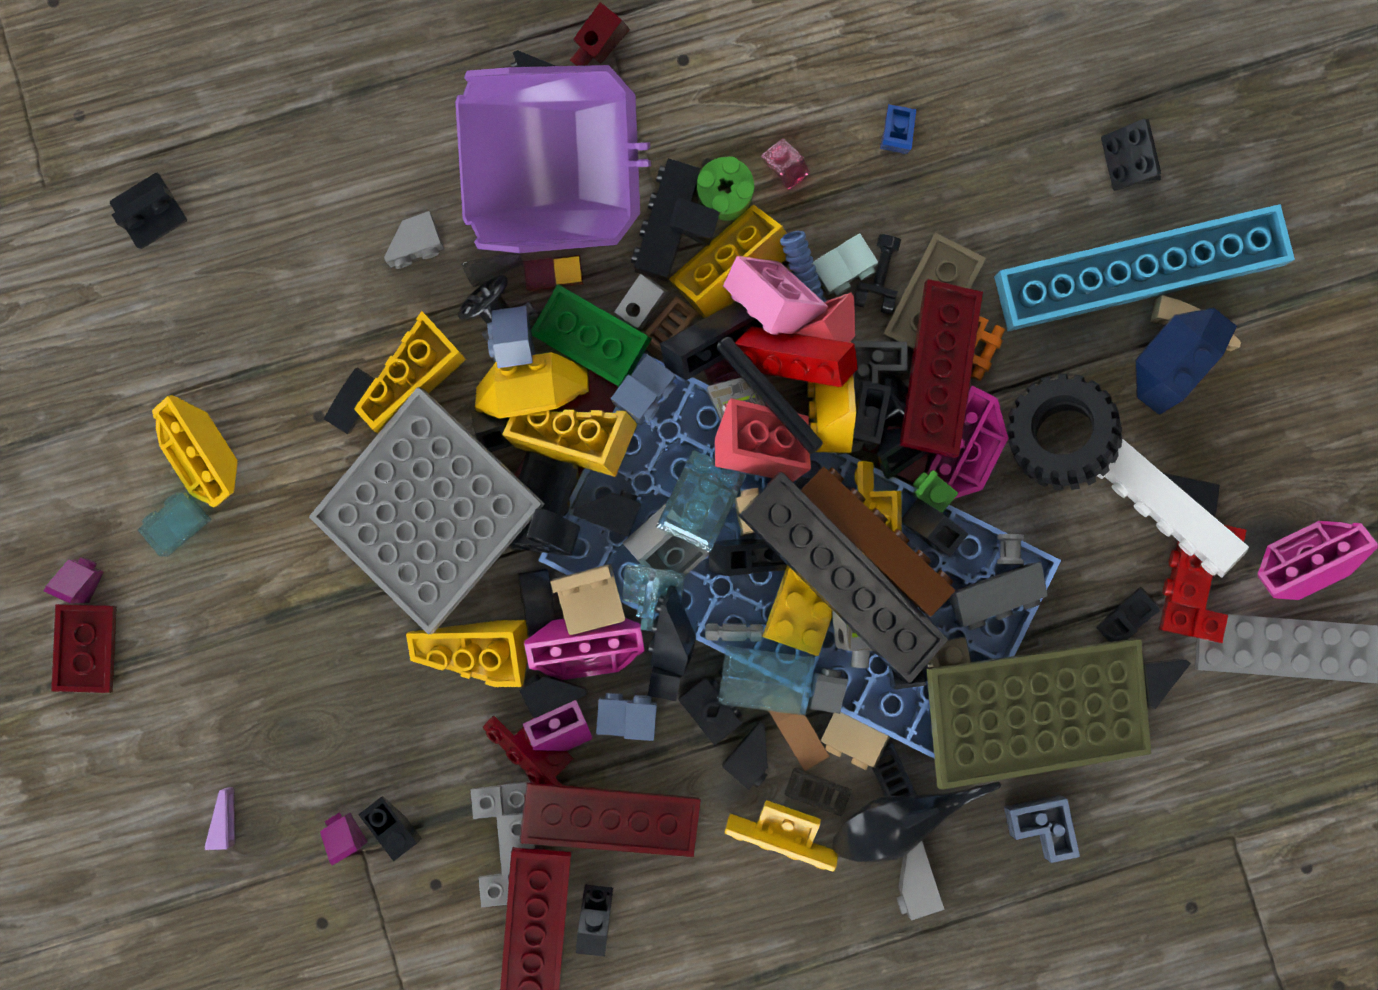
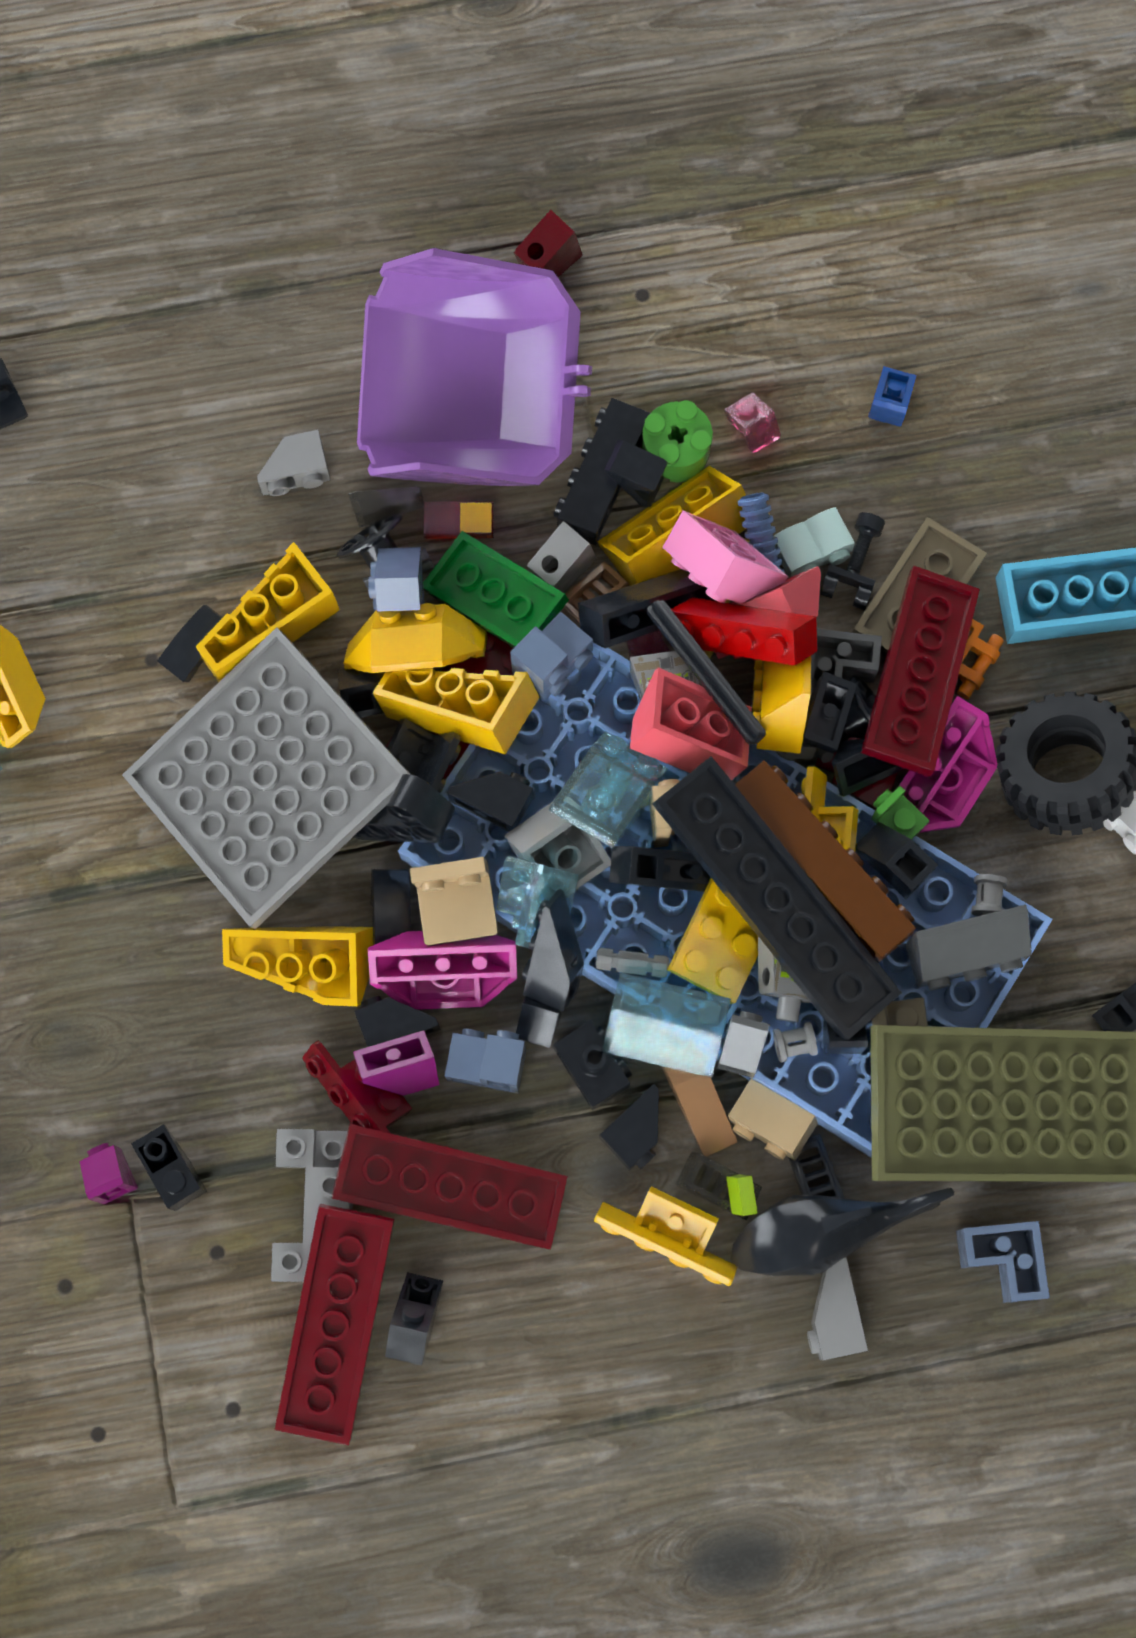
camera: 10 degrees right, 10 degrees down
(837, 801) = (741, 1195): none -> lime tile
(868, 682) = (807, 1045): none -> light grey bush

